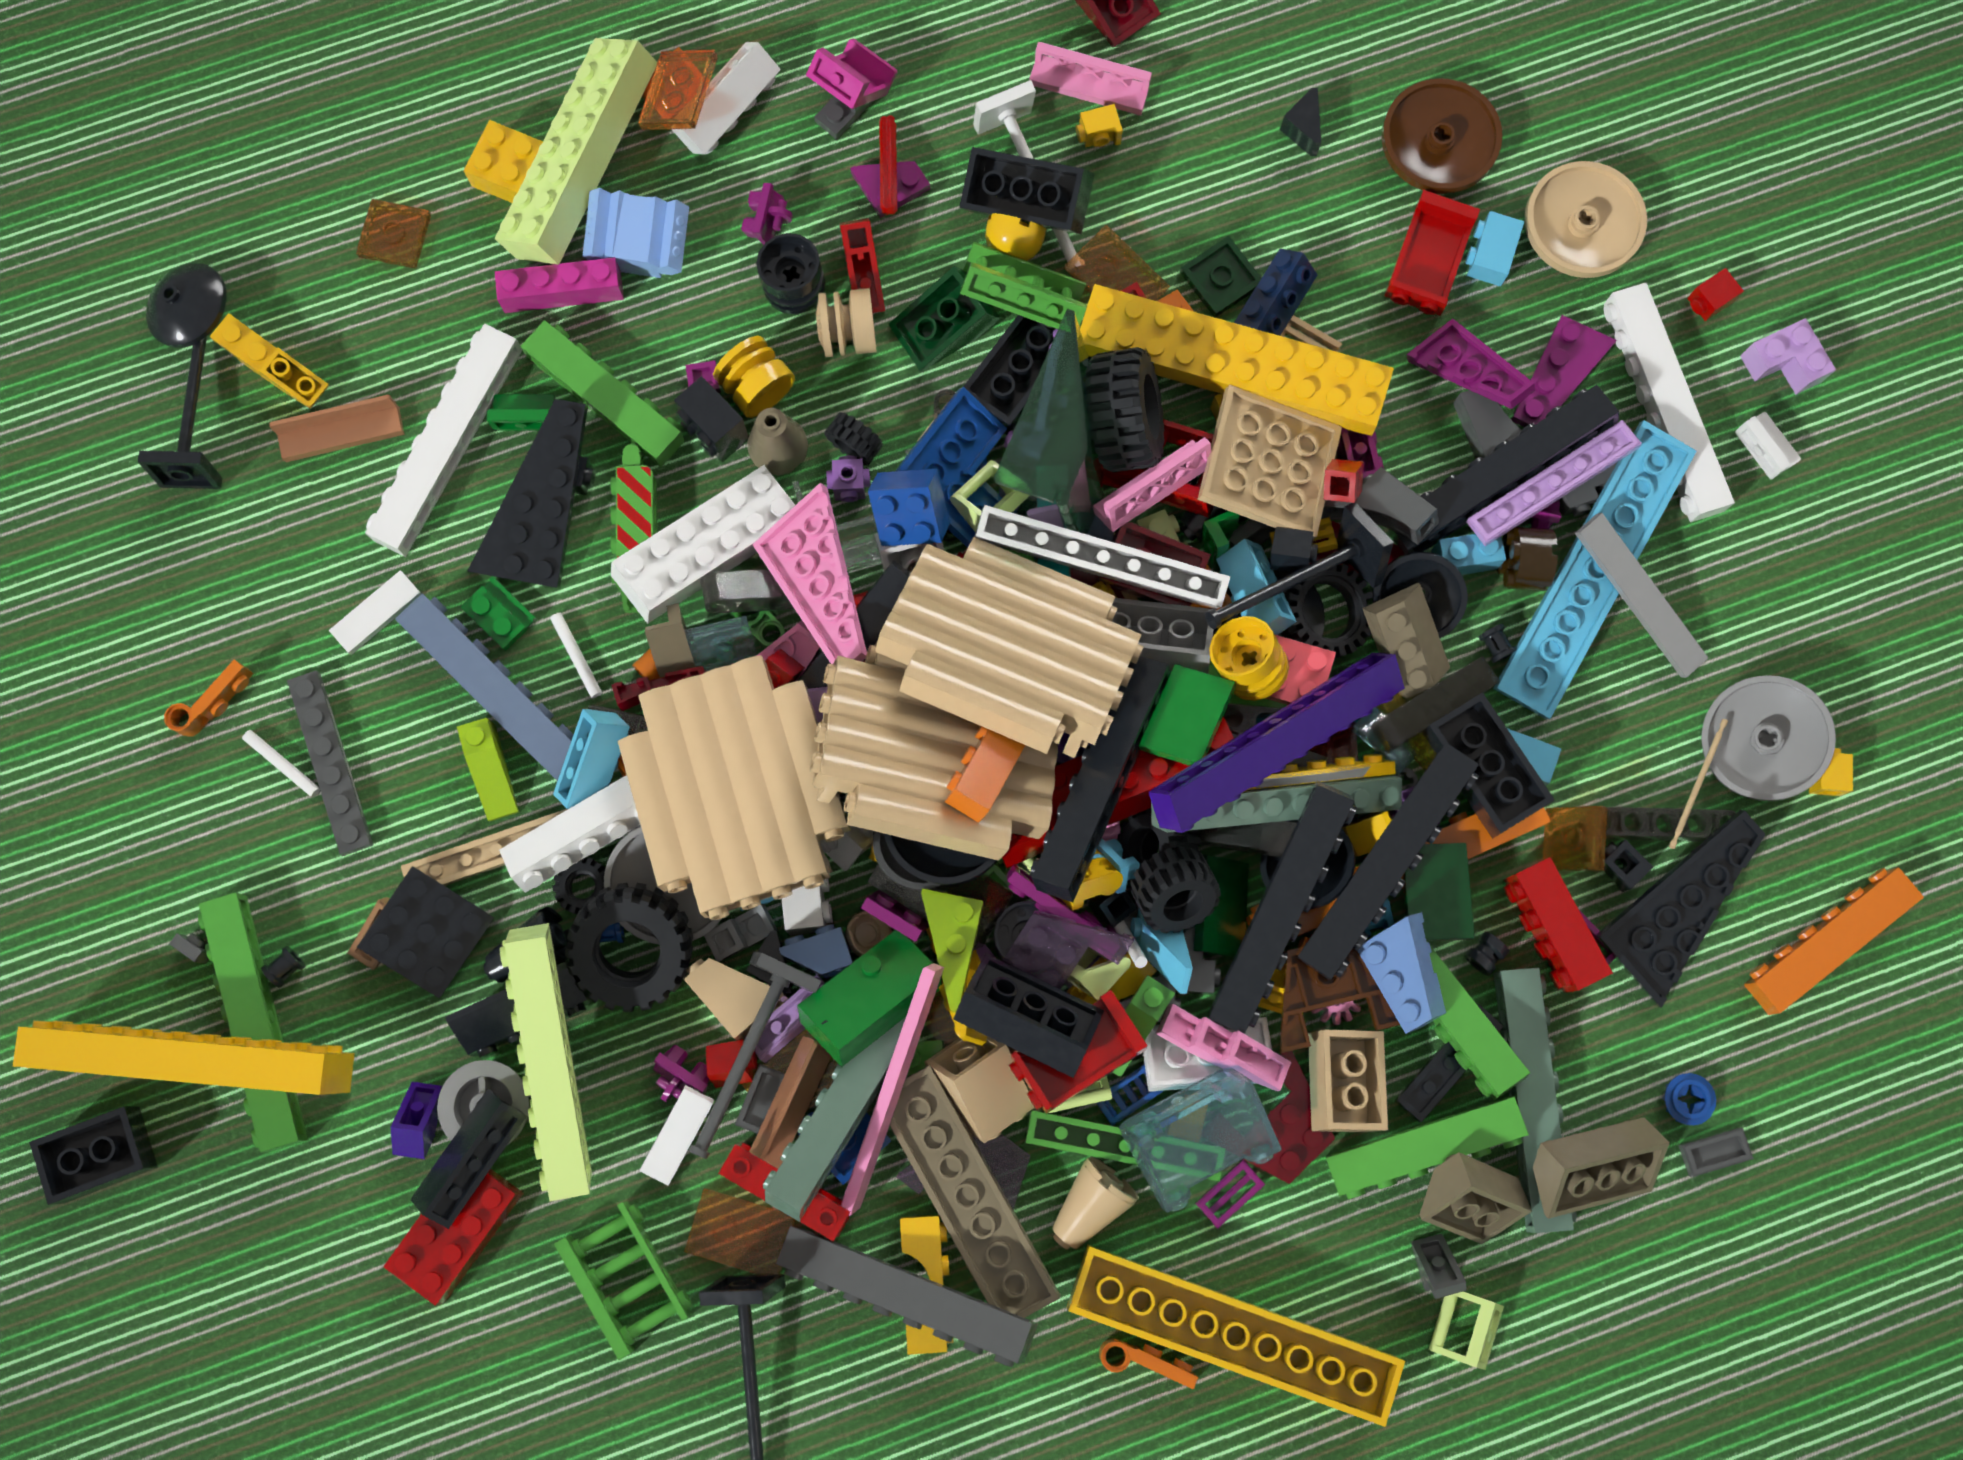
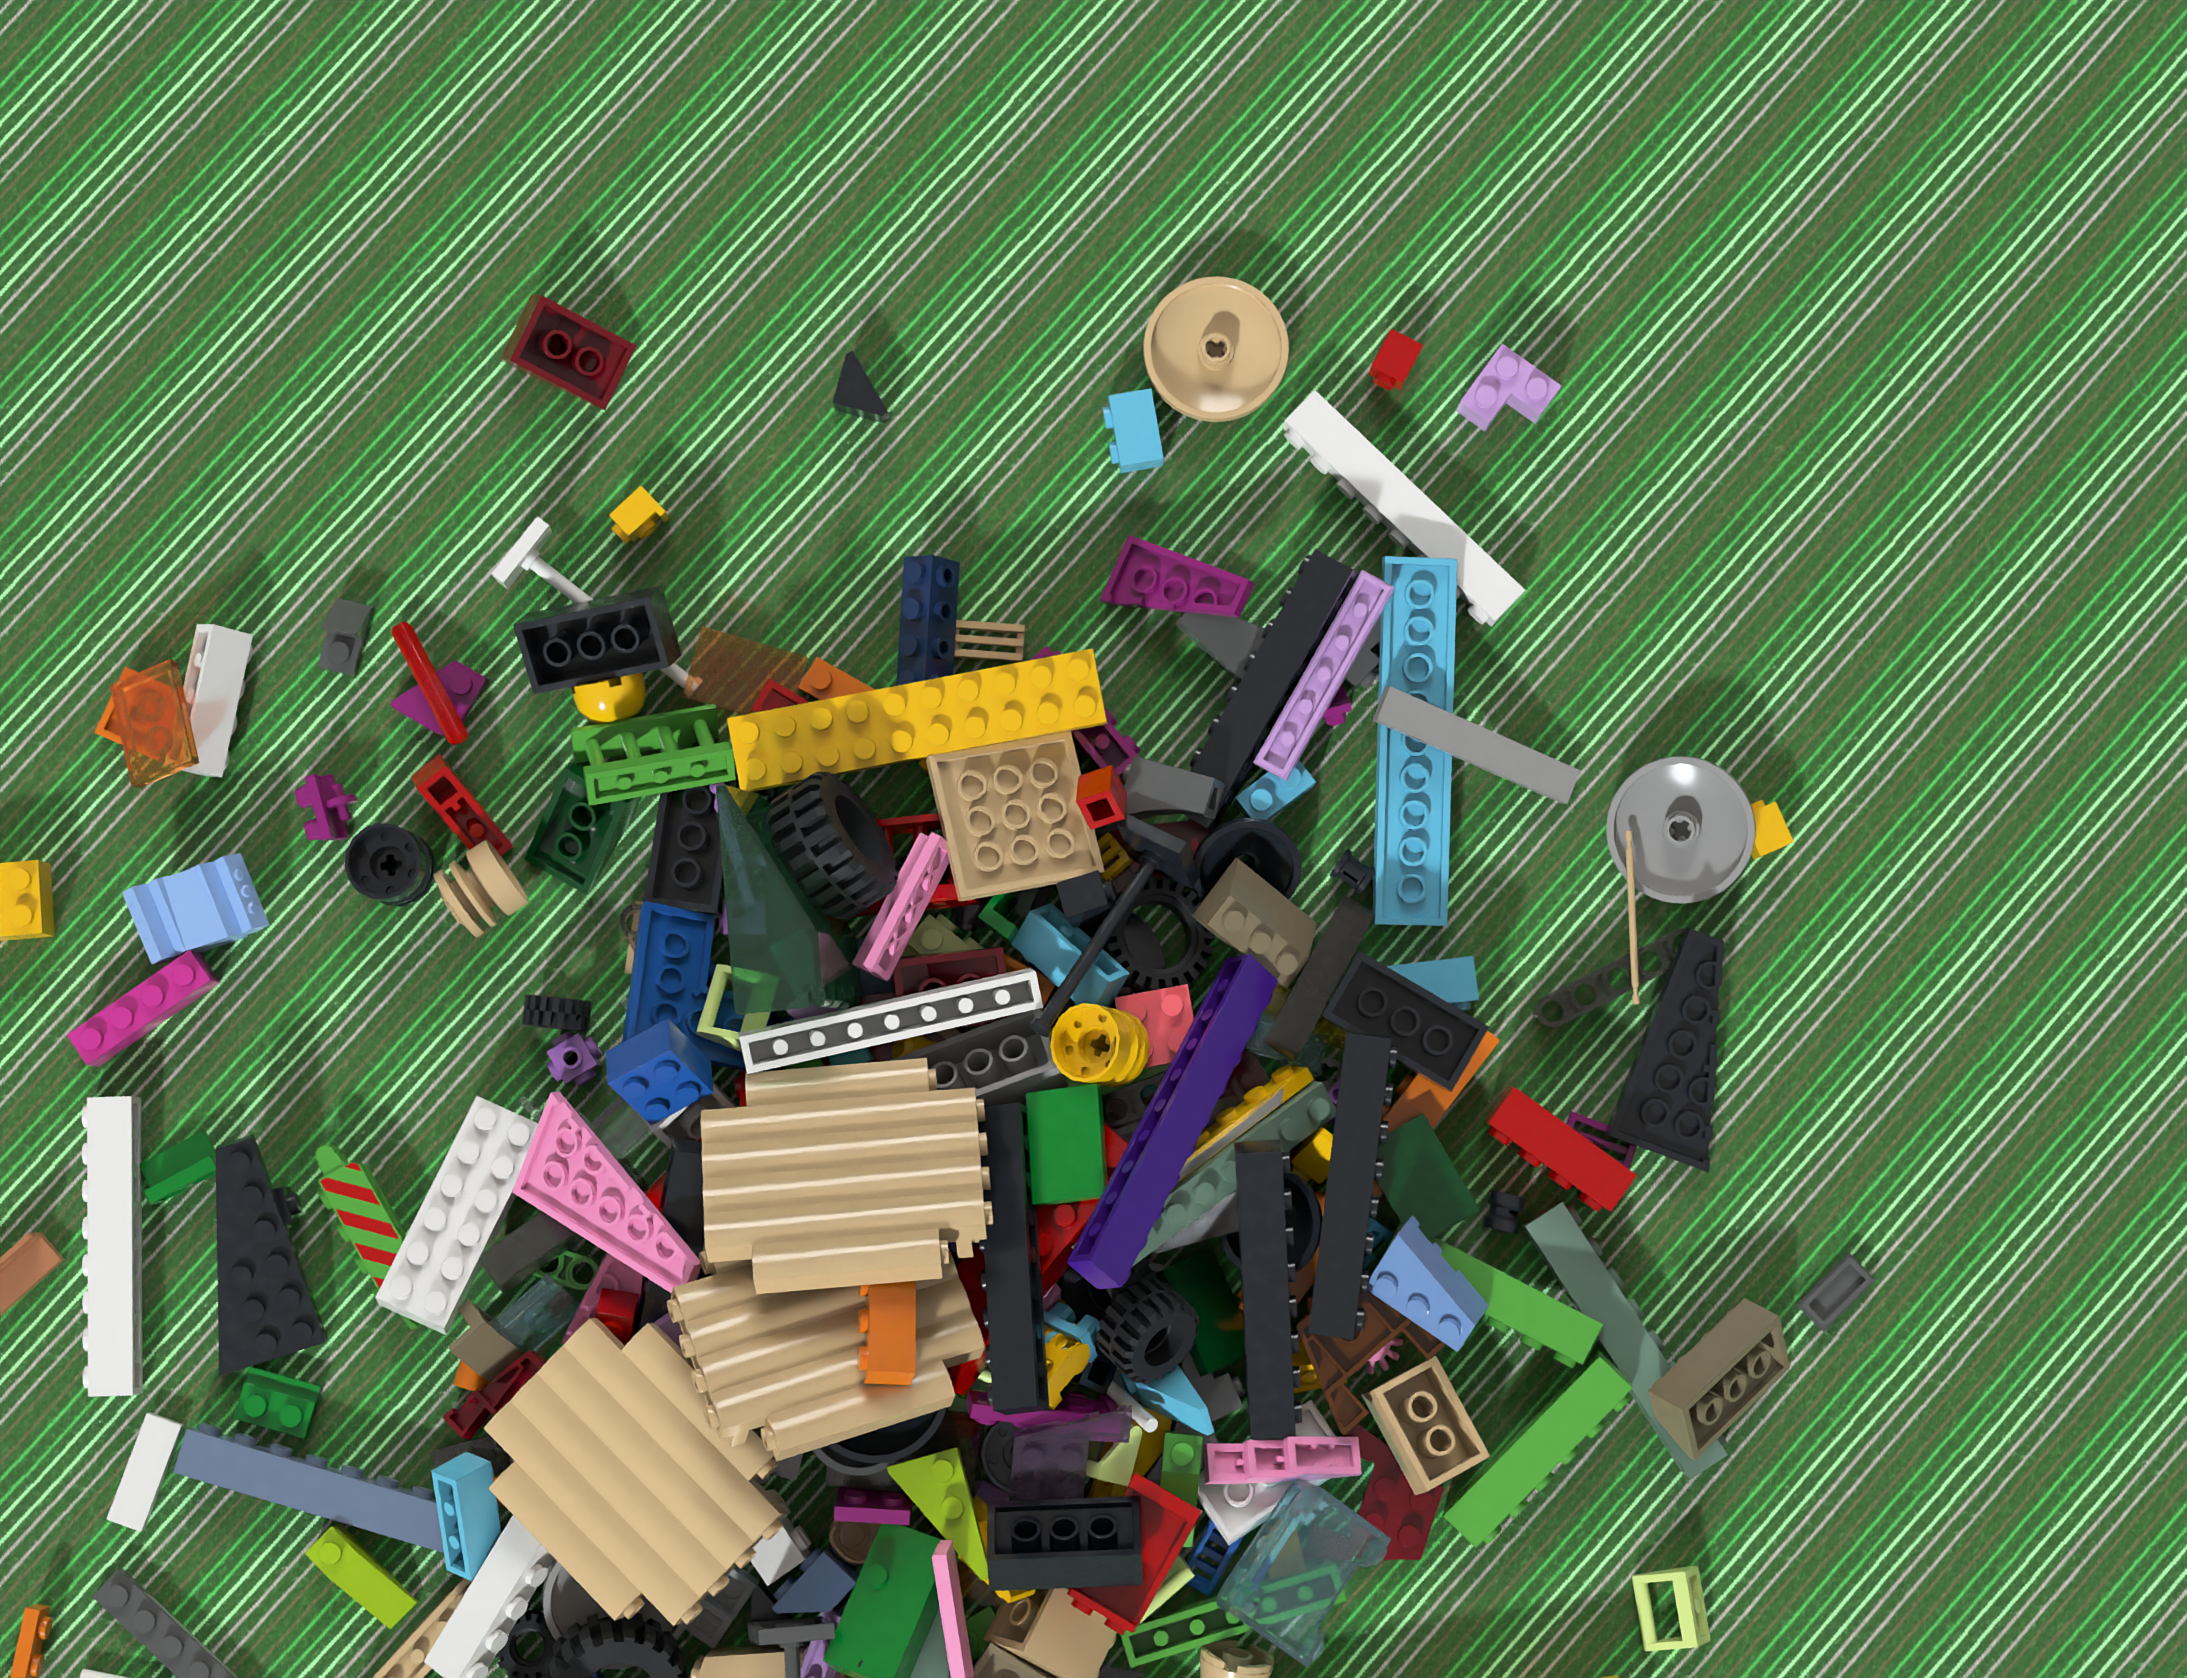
camera: 25 degrees left, 5 degrees up
(576, 150) = (80, 849): yellowish green brick -> none
(576, 655) = (386, 1403): white bar -> none
(604, 394) = (257, 1103): bright green brick -> none
(703, 369) = (357, 1028): magenta plate -> none
(711, 419) = (391, 1073): black brick -> none
(753, 376) = (405, 999): yellow wheel -> none
(777, 442) = (488, 1058): dark tan cone -> none
(854, 75) = (336, 603): dark pink panel -> none
(1089, 80) = (598, 465): bright pink fence -> none
(1209, 1212) = (1353, 1591): magenta tile -> none
(1221, 276) = (856, 615): dark green tile -> none
(1431, 253) = (1070, 472): red panel -> none
(1435, 1079) = (1516, 1365): black plate -> none
(1438, 1266) = (1611, 1563): dark grey slope -> none
(1441, 136) = (1014, 333): reddish brown dish -> none
(1473, 1199) = (1610, 1479): dark tan slope -> none
(1529, 559) = (1339, 767): dark brown brick -> none
(1561, 368) = (1273, 526): magenta wing -> none
(1576, 838) = (1533, 1044): clear orange tile -> none
(1634, 865) = (1611, 1042): black brick -> none
(1699, 1088) = (1798, 1259): blue gear -> none
(1767, 445) = (1532, 498): white panel -> none
(1833, 940) = (1849, 1007): orange brick -> none

